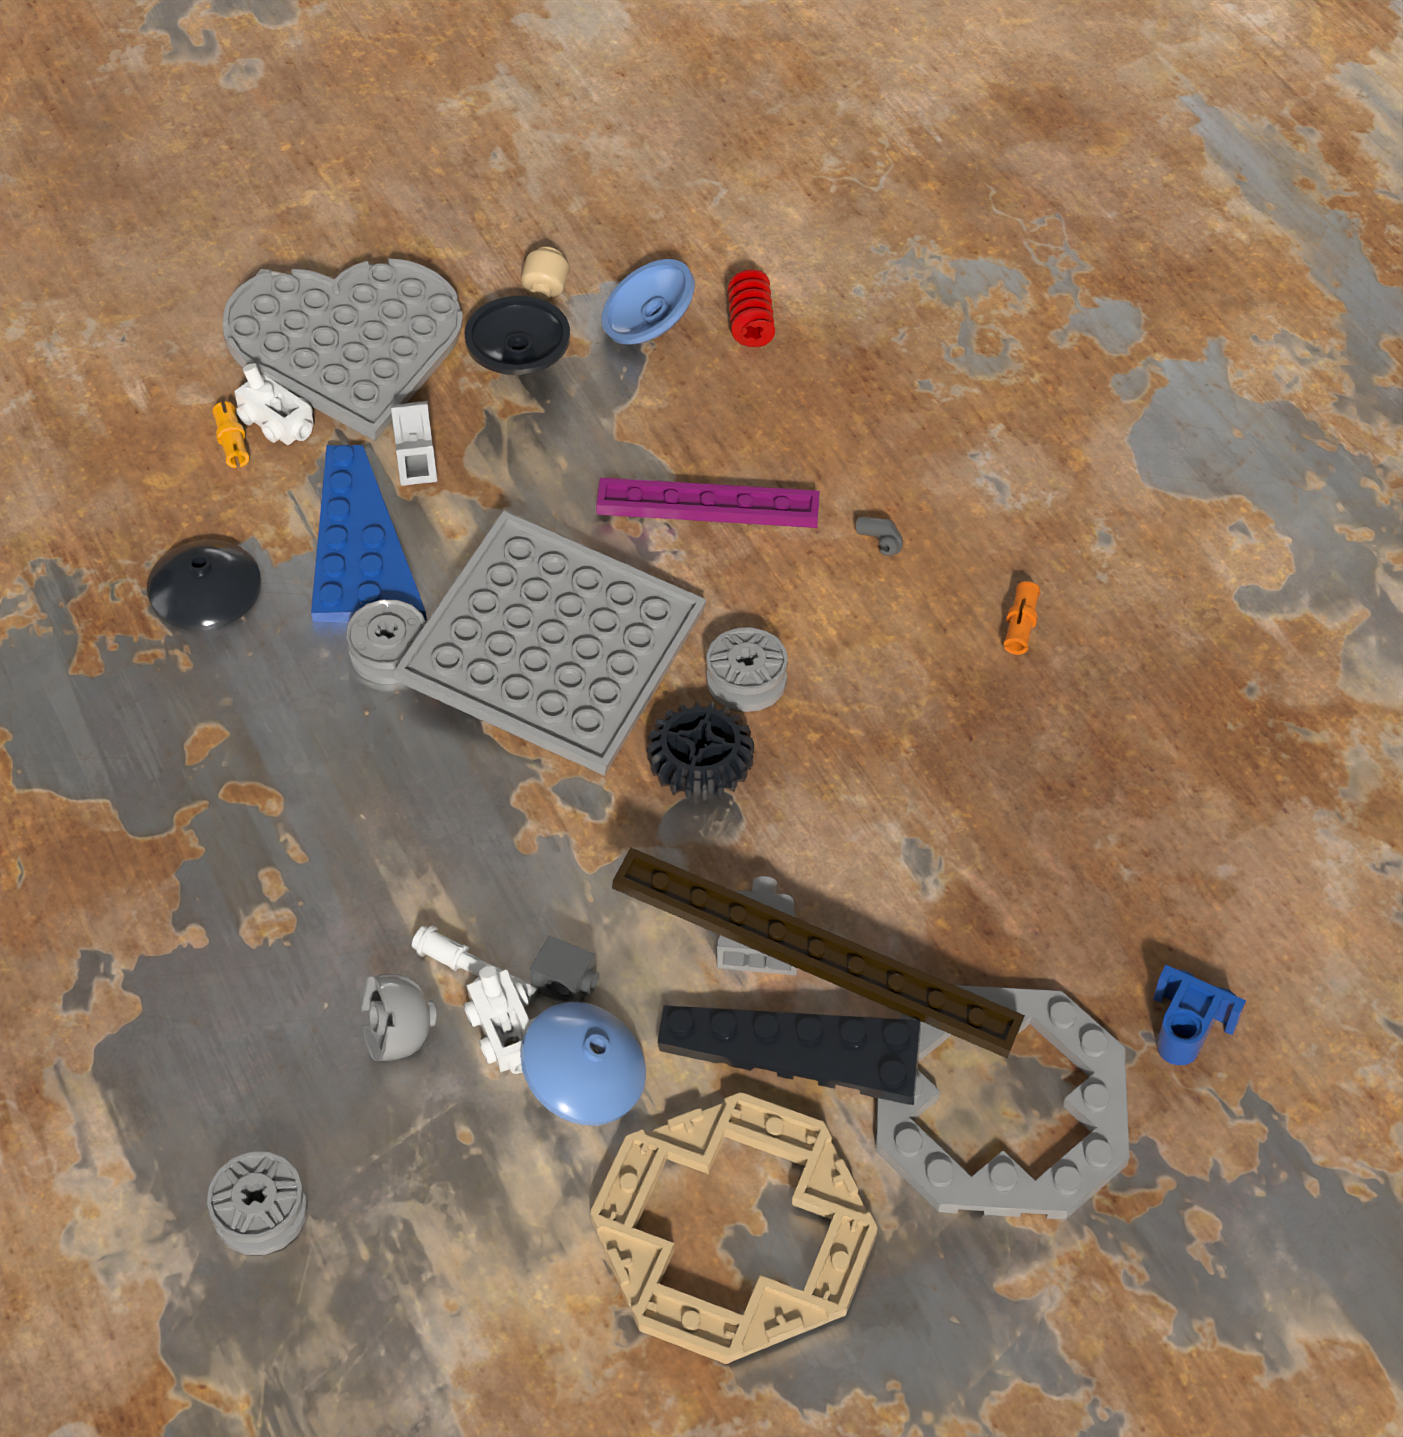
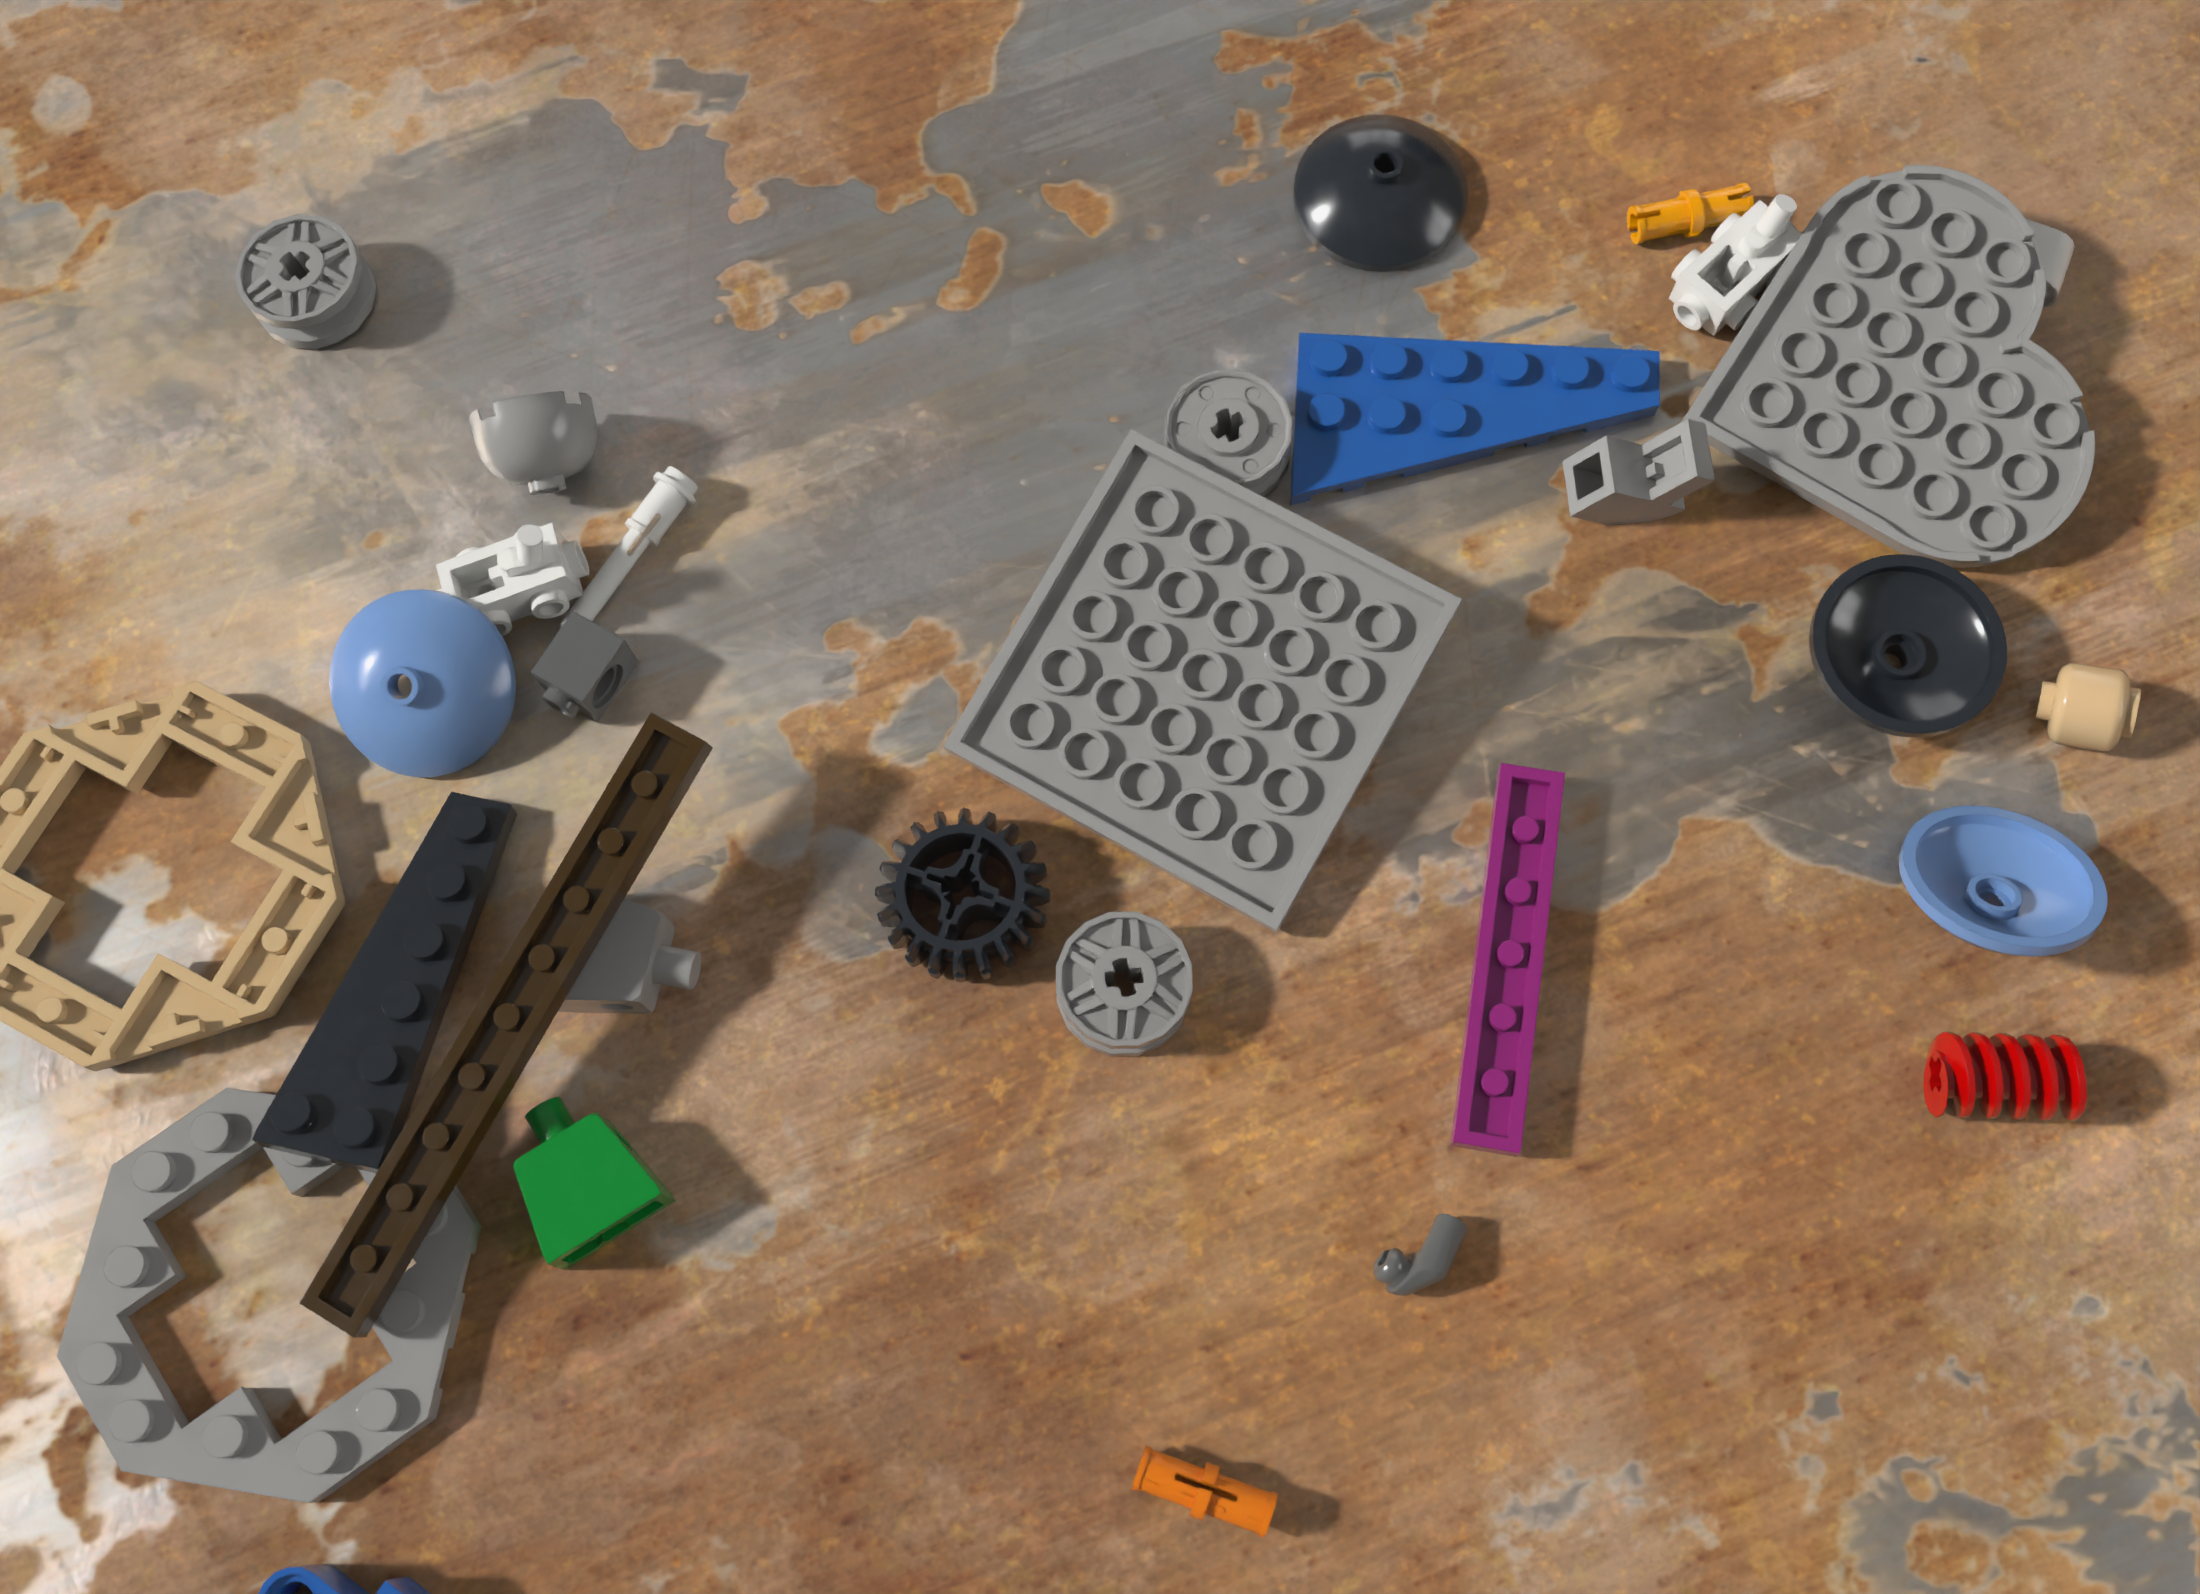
camera: 100 degrees right, 20 degrees up
(909, 922) = (583, 1184): none -> green torso

